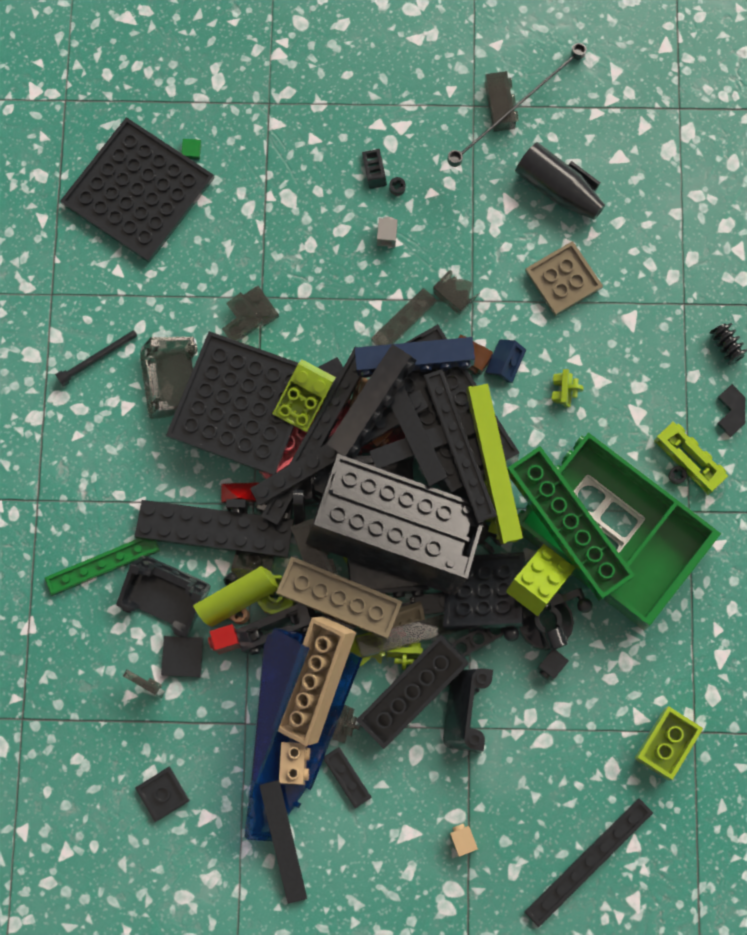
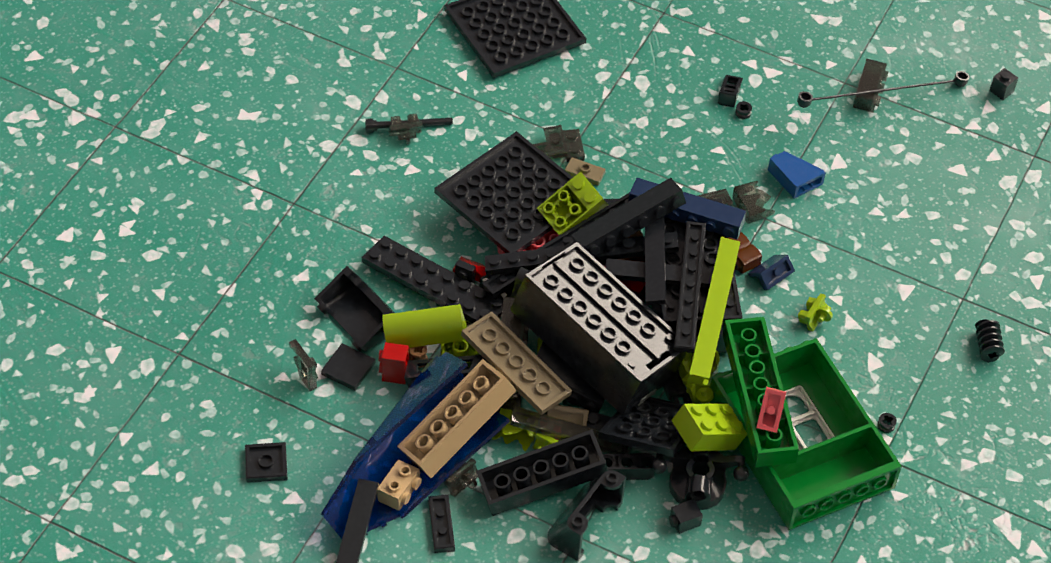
camera: 20 degrees right, 25 degrees down
(100, 565) = (314, 269): green tile -> none
(104, 359) = (407, 130): none -> clear smoke hips
(166, 372) = (460, 148): clear smoke windscreen -> none
(191, 148) = (579, 15): green tile -> none
(286, 330) = (592, 172): none -> dark tan plate
(387, 232) = (715, 136): light grey brick -> none
(478, 240) = (795, 174): none -> blue slope
(562, 183) = (892, 158): black piece -> none
(563, 278) = (858, 232): dark tan plate -> none
(596, 552) = (771, 409): none -> coral slope
(620, 40) = (1003, 84): none -> black brick
(711, 476) = (920, 434): lime brick -> none
(736, 403) = (972, 392): black tile -> none

